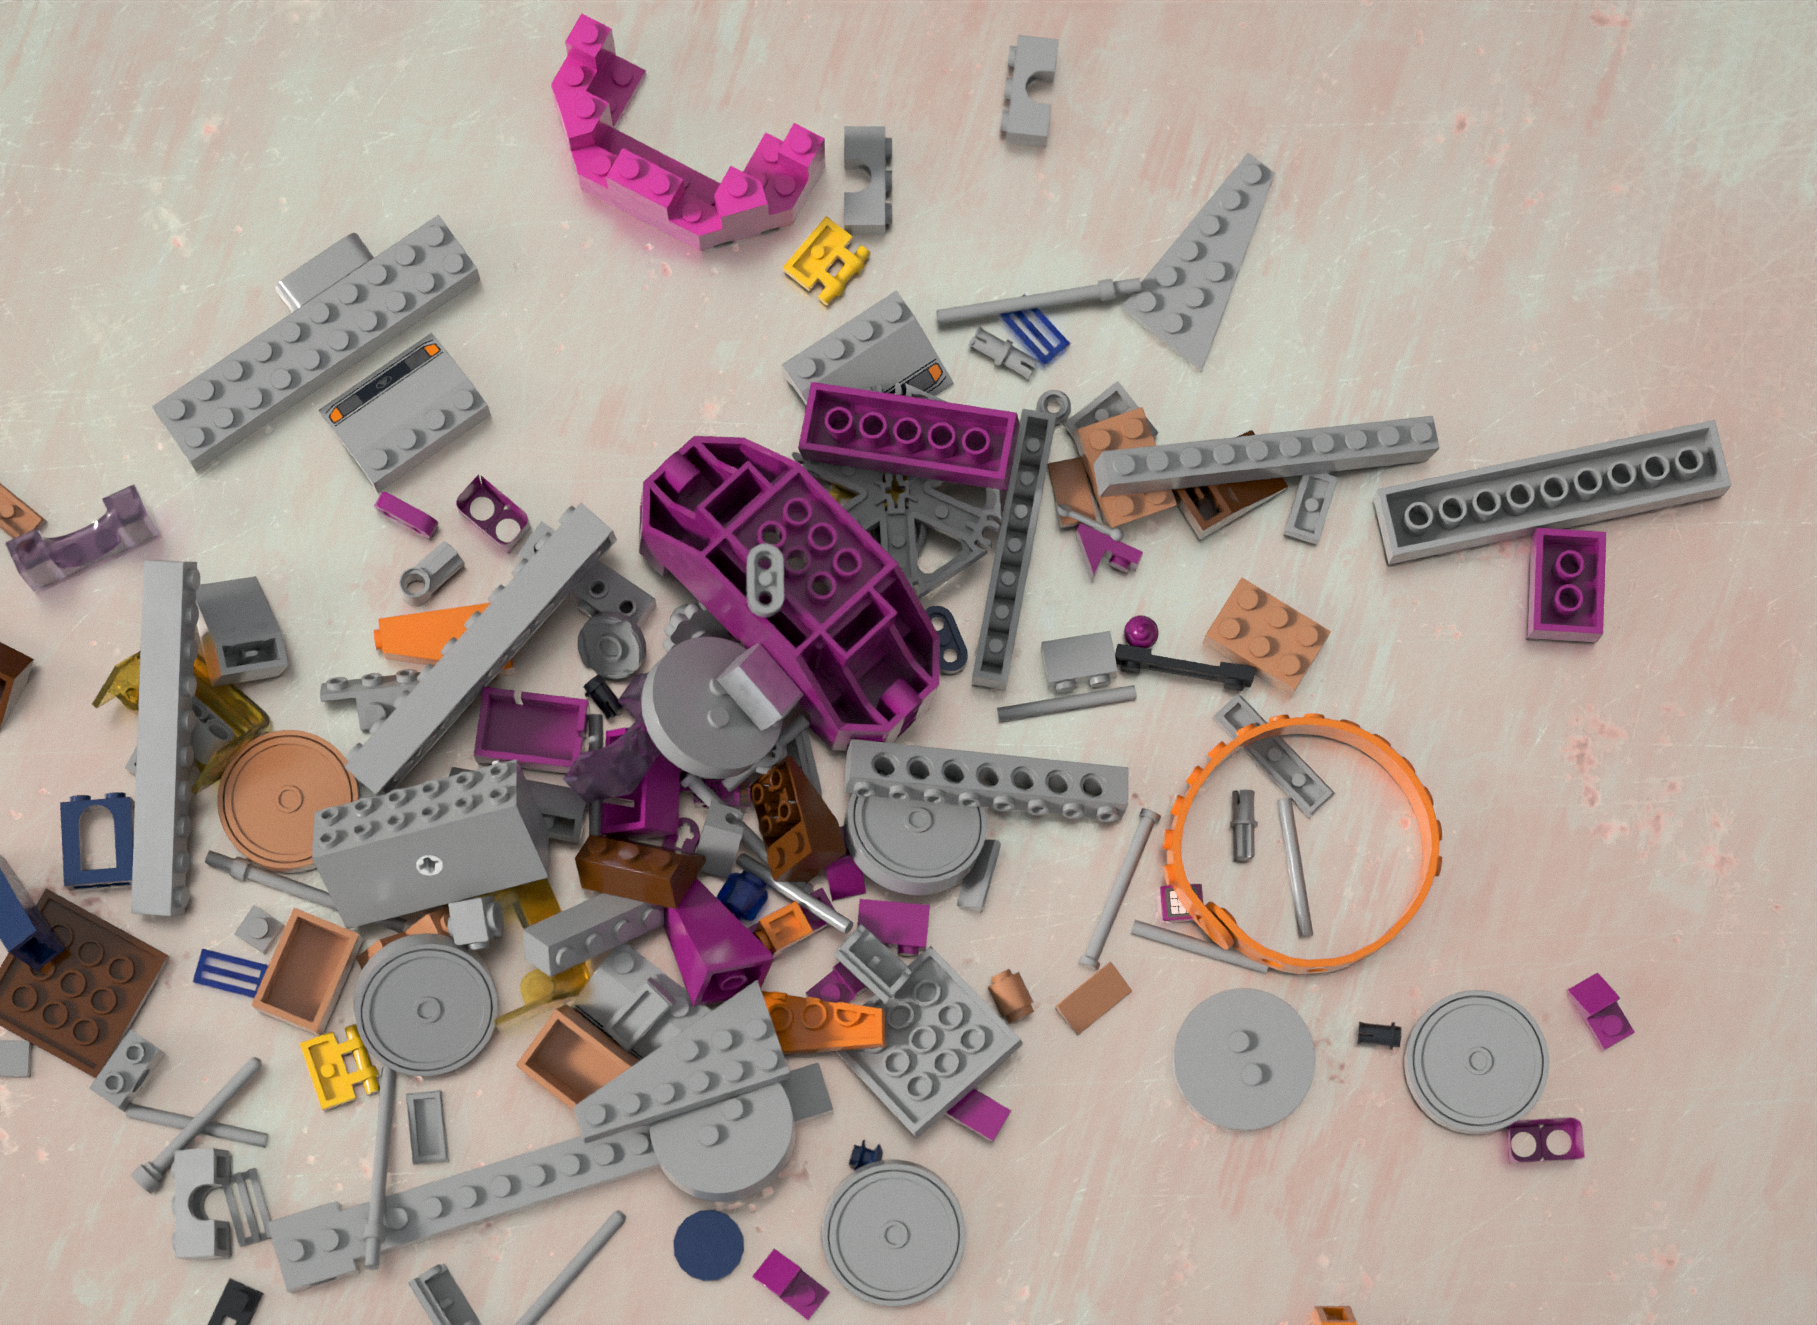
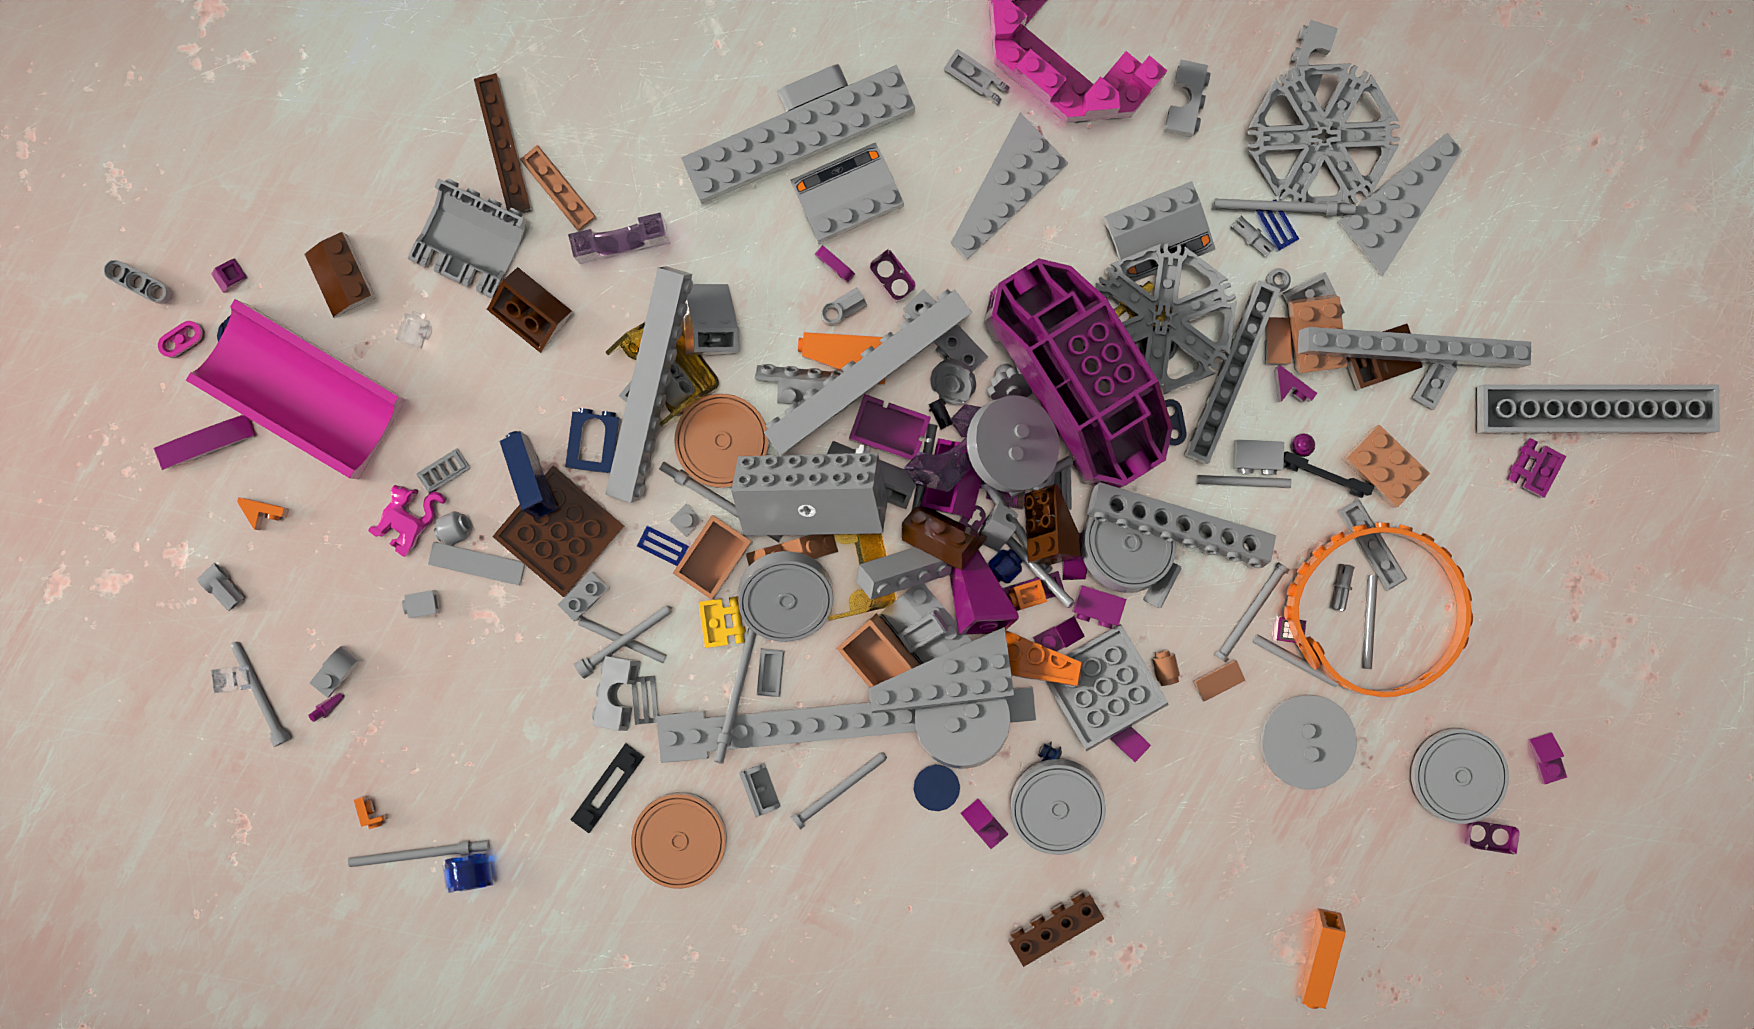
camera: 20 degrees right, 10 degrees up
(475, 921) = (829, 551): light grey brick -> none
(556, 210) = (974, 75): none -> light grey hinge
(644, 339) = (1015, 177): none -> light grey wing
(760, 687) = (1048, 438): flat silver piece -> none
(765, 582) = (1068, 377): light grey plate -> none
(817, 255) = (1144, 142): yellow plate -> none
(873, 963) = (1081, 630): light grey hinge -> none
(909, 436) = (1180, 286): magenta brick -> none
(1080, 159) = (1334, 115): none -> light grey plate
(1116, 534) = (1272, 354): light grey hinge -> none
(1382, 1035) = (1400, 743): black pin -> none
(1496, 597) = (1543, 471): none -> magenta plate
(1567, 585) = (1593, 473): magenta brick -> none

